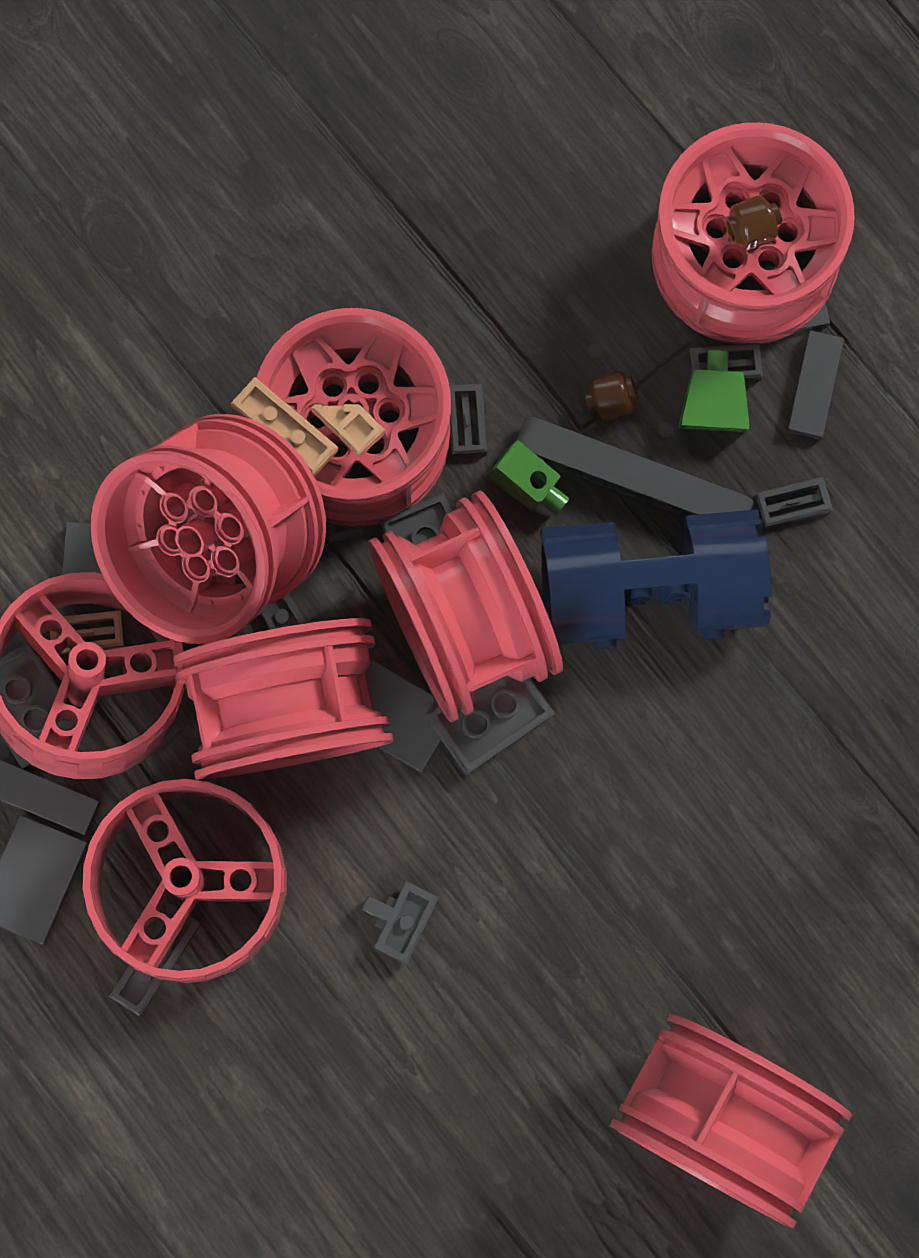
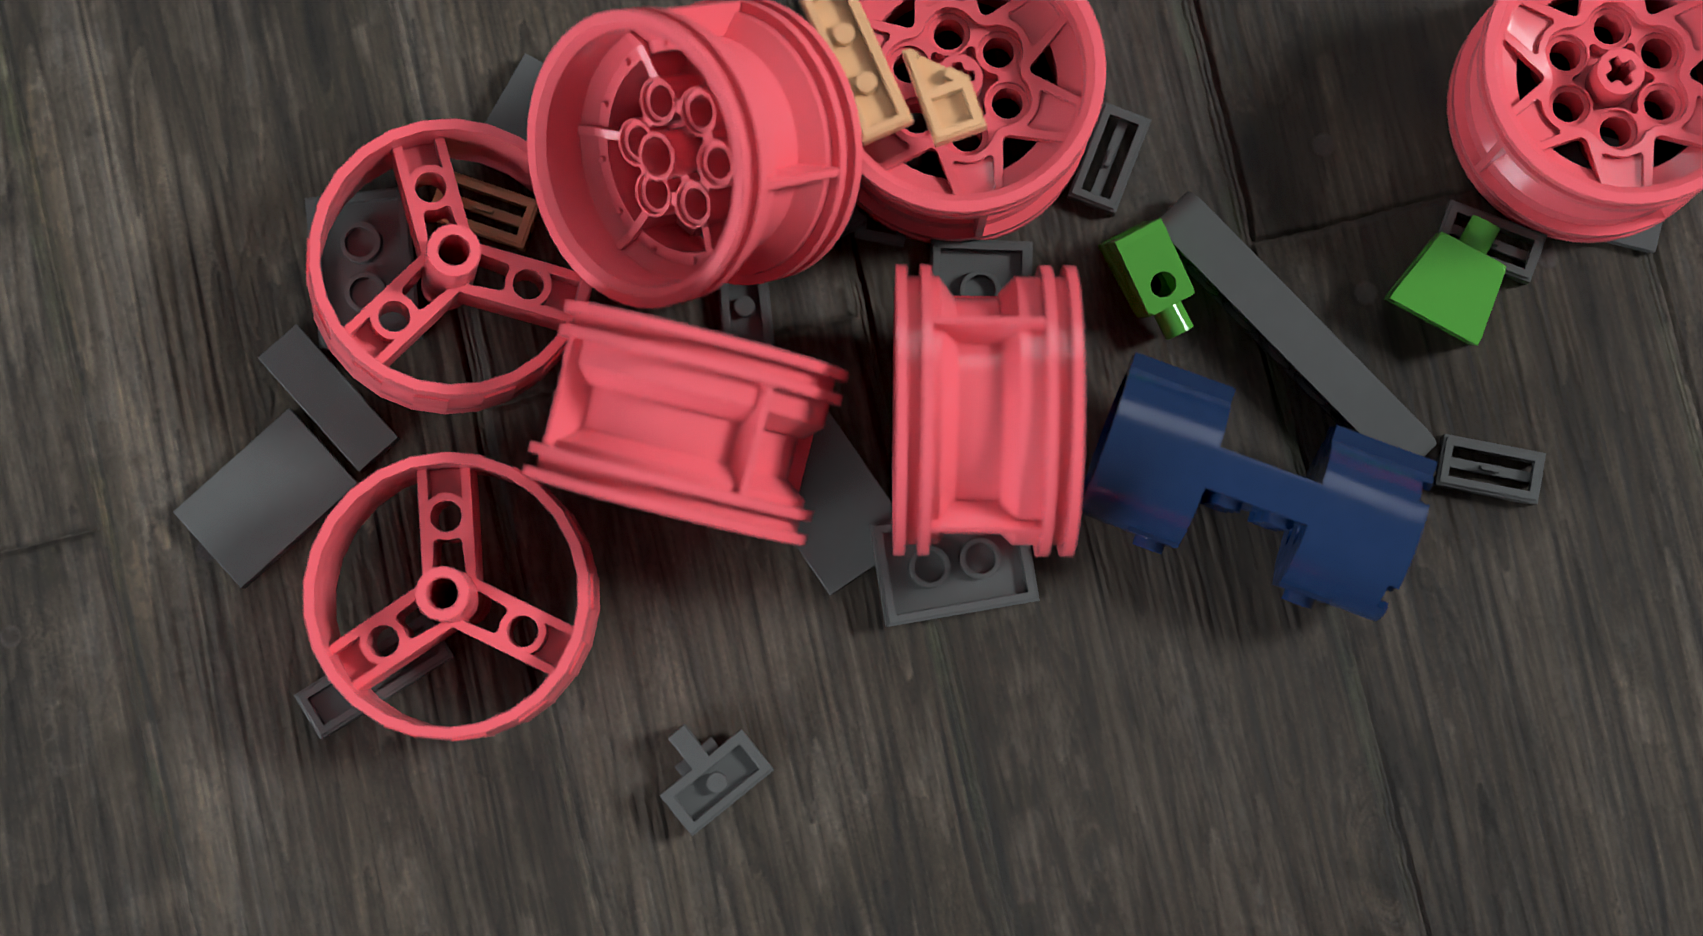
camera: 30 degrees right, 5 degrees up
(612, 395) = (1316, 215): reddish brown head -> none
(753, 222) = (1620, 72): reddish brown head -> none
(815, 385) = (1595, 325): dark grey tile -> none

